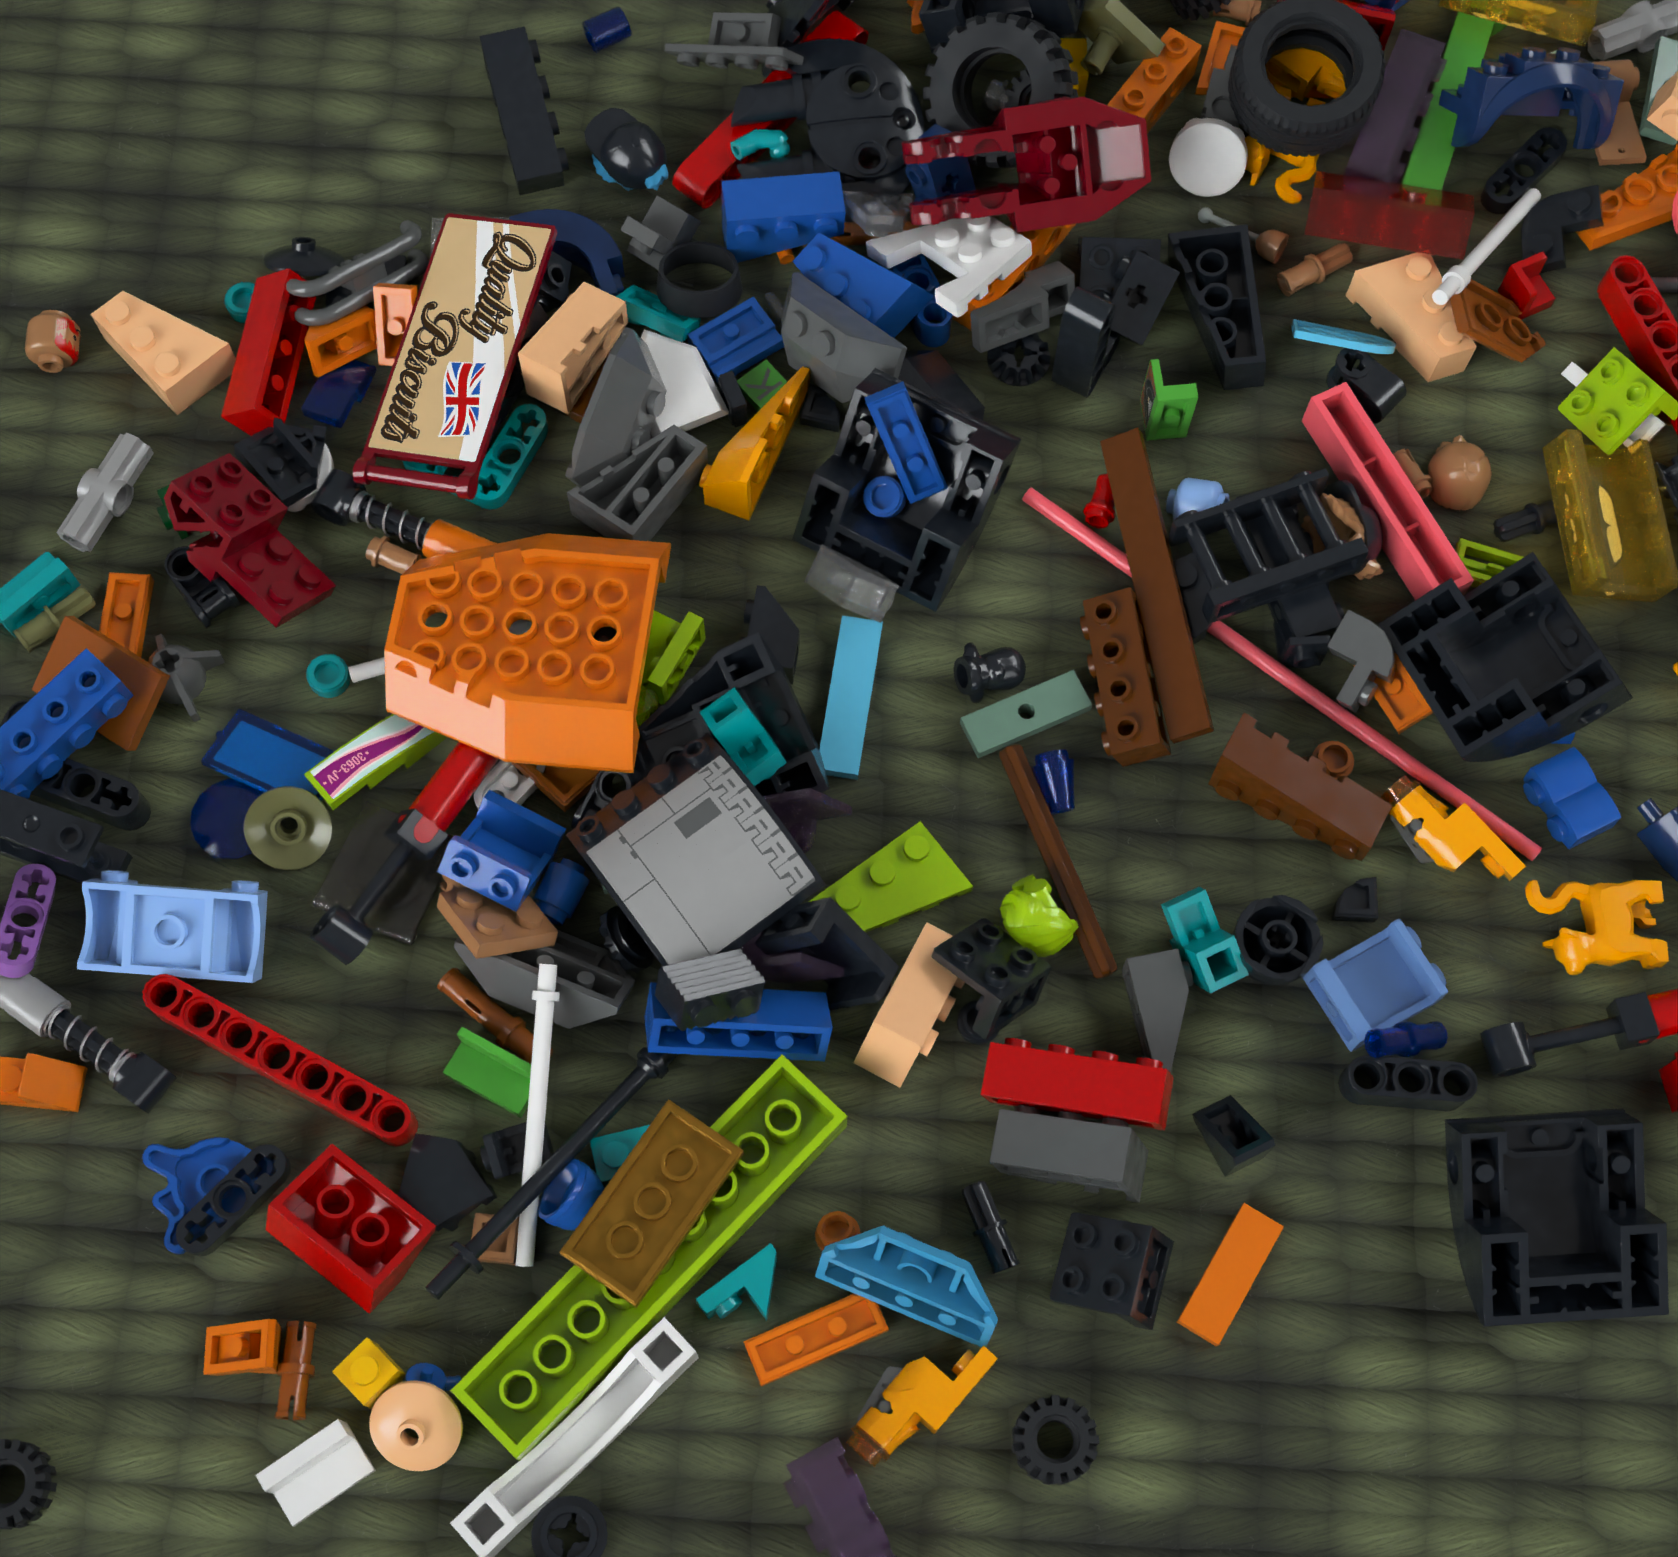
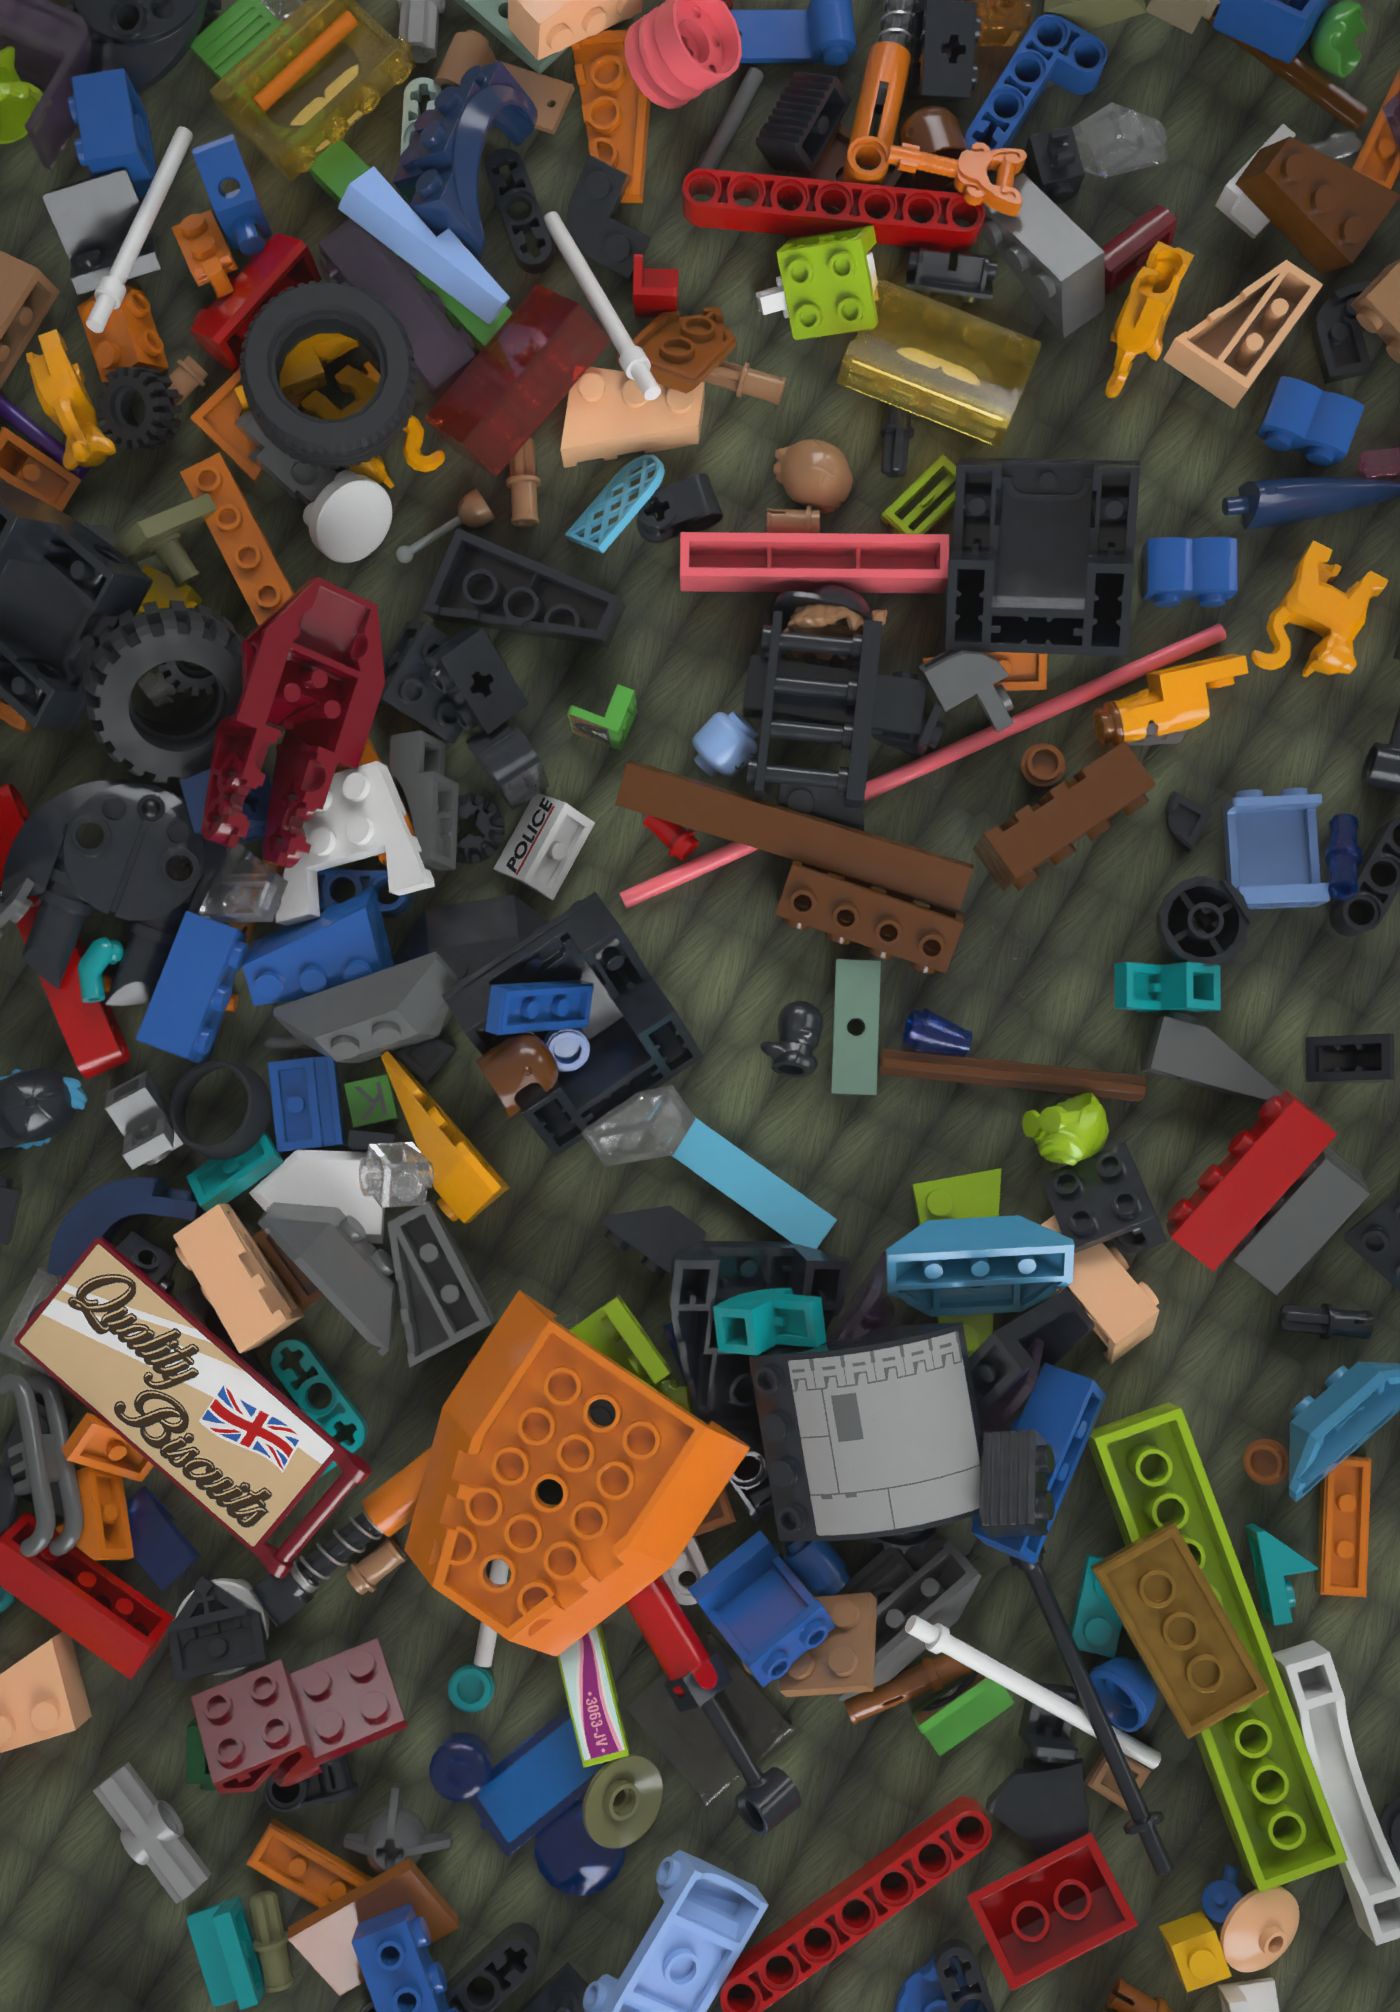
camera: 60 degrees left, 15 degrees up
(260, 689) = (460, 1766): none -> clear blue head
(715, 412) = (395, 1174): none -> clear brick
(847, 444) = (516, 1064): none -> reddish brown helmet
(877, 882) = (978, 1265): none -> dark azure wedge
(1039, 415) = (544, 845): none -> white panel
(1447, 111) = (442, 258): none -> light blue slope
(1500, 387) = (747, 381): none -> medium nougat axle

